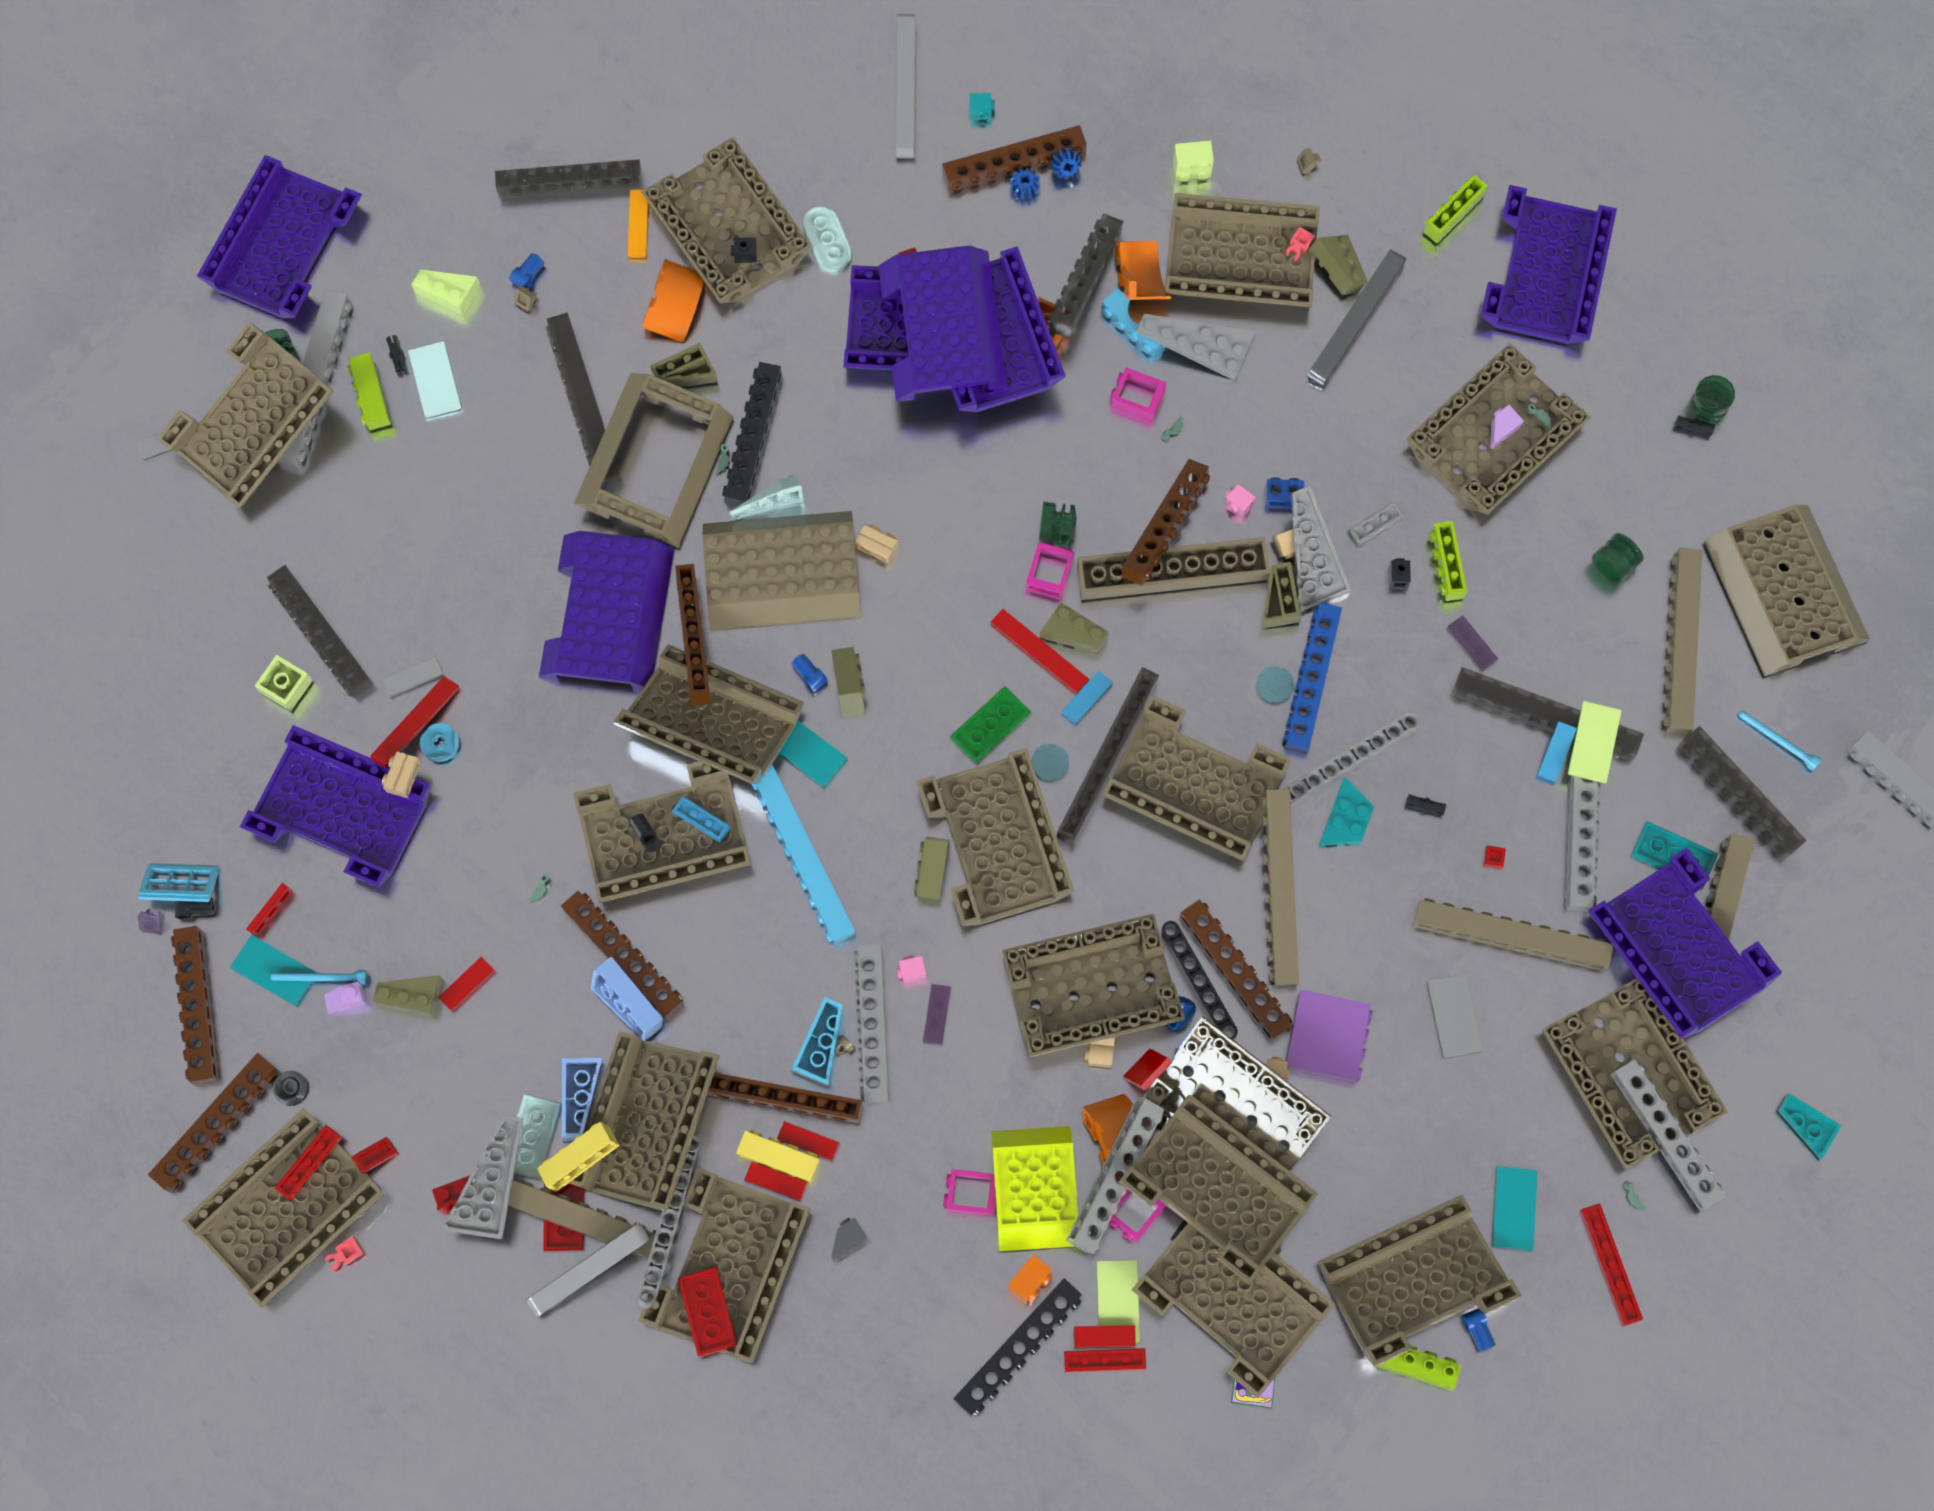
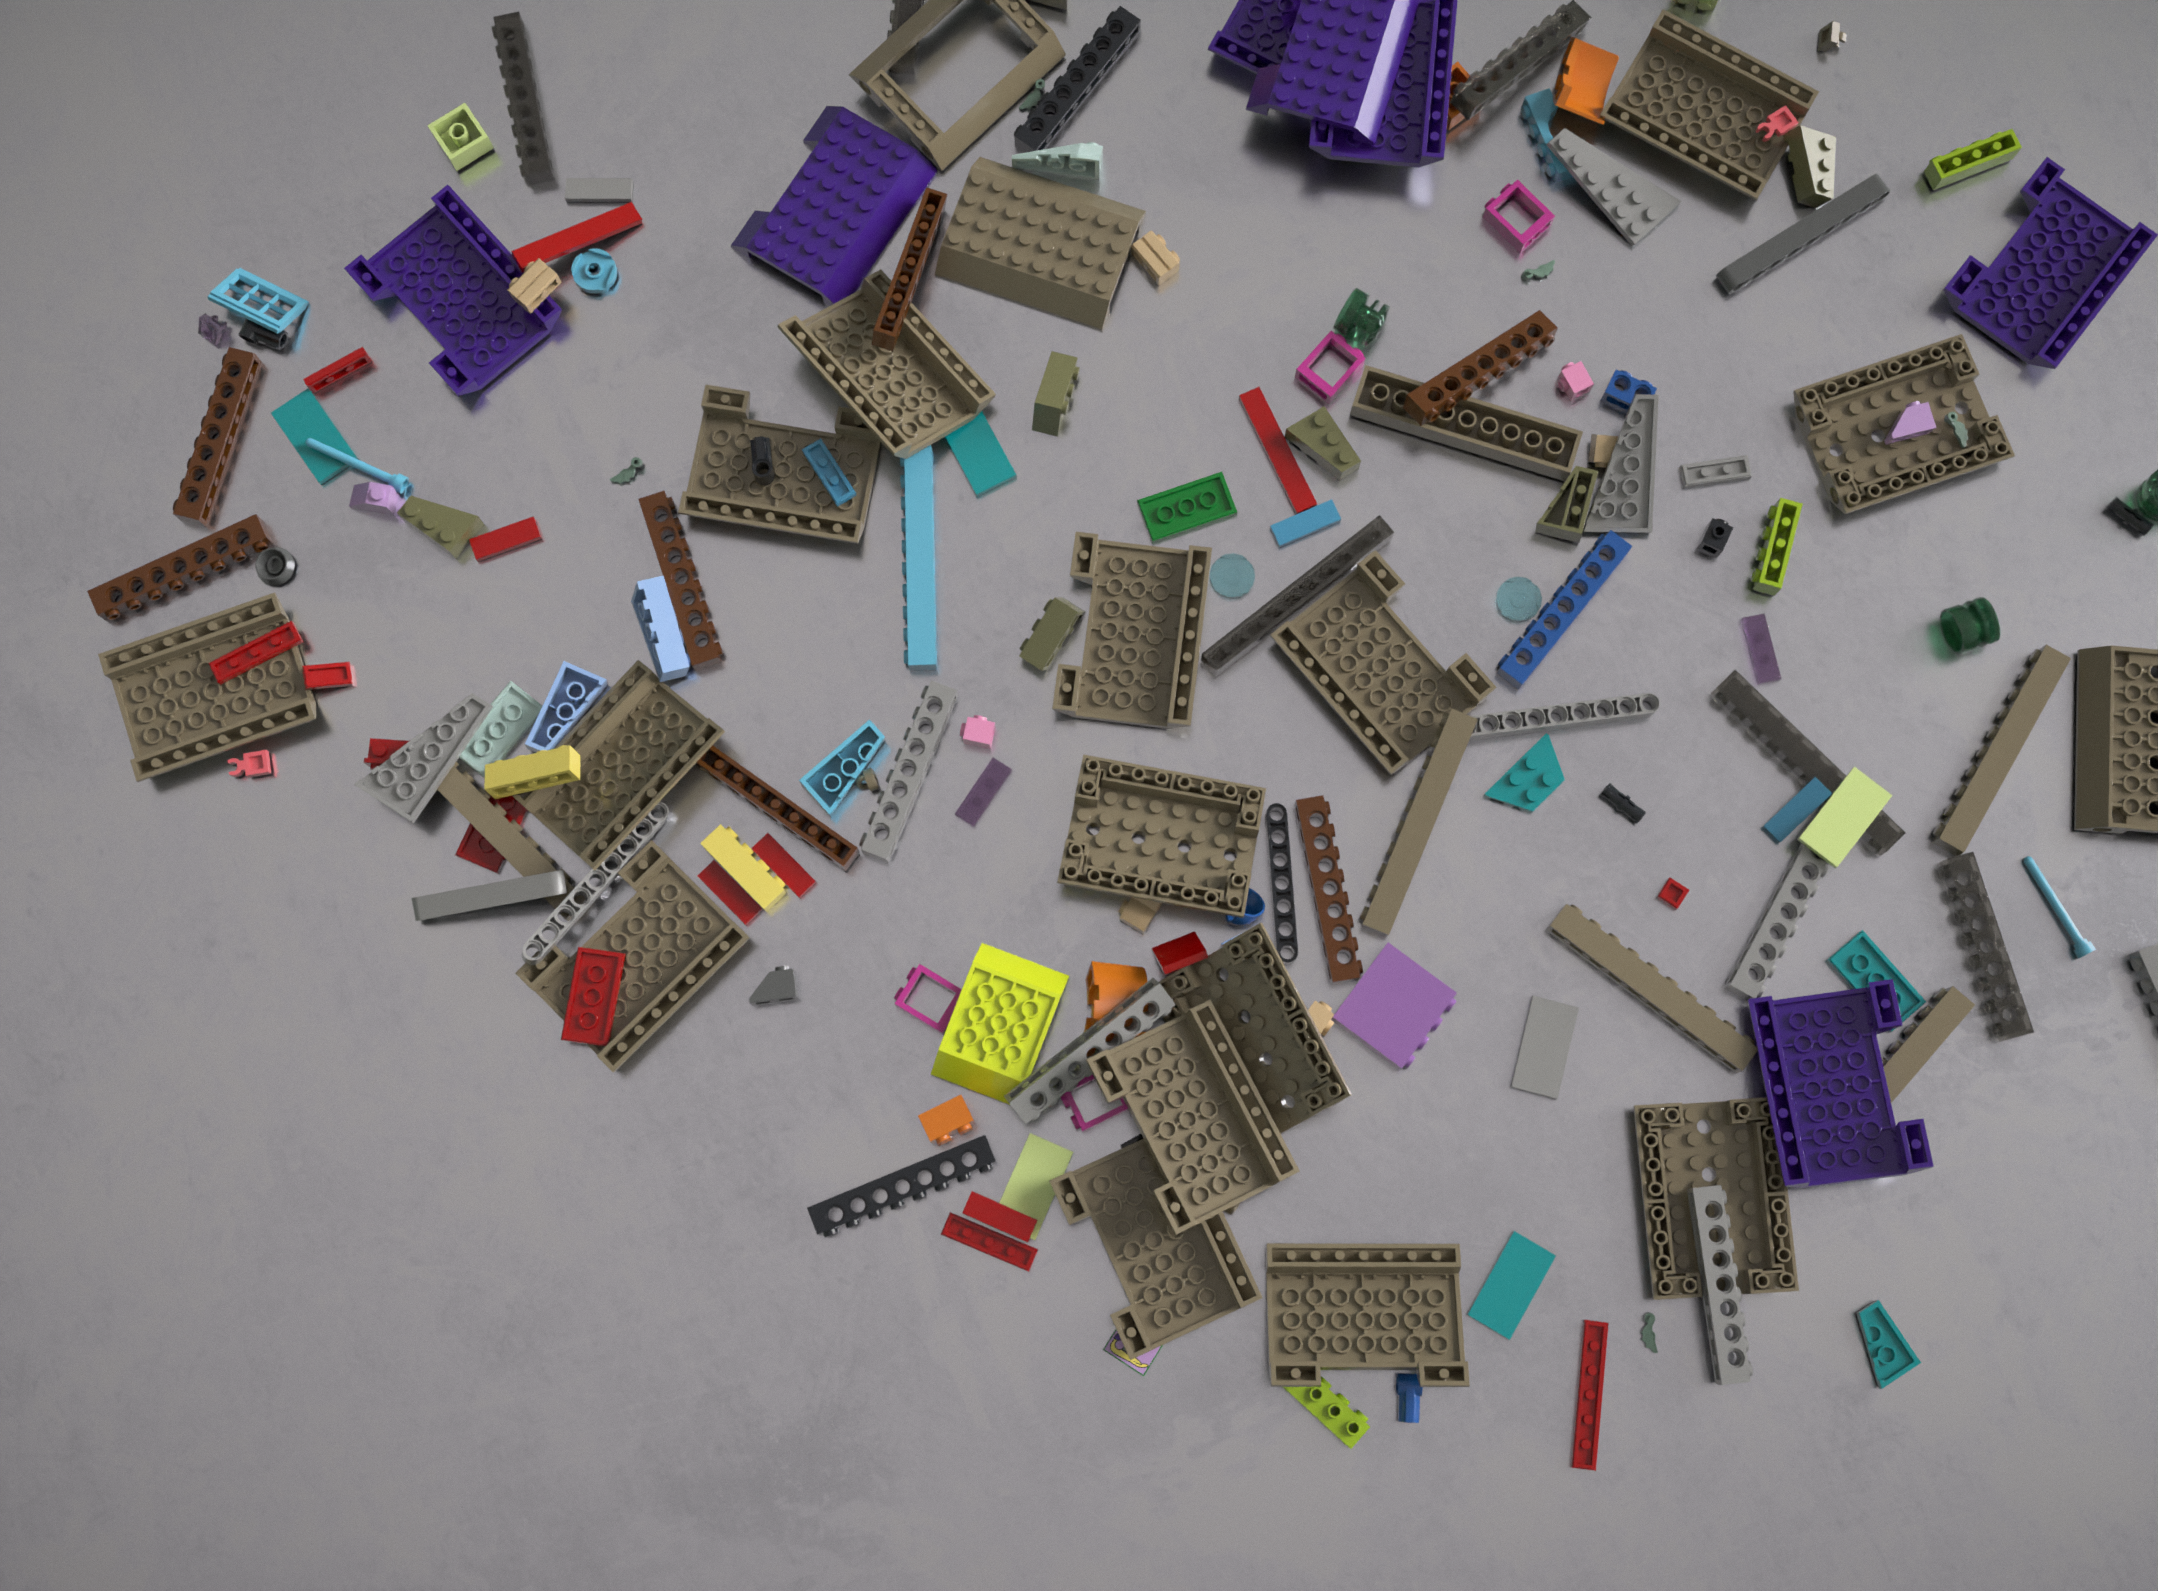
camera: 25 degrees right, 5 degrees up
(812, 676) = (1019, 371): blue piece -> none

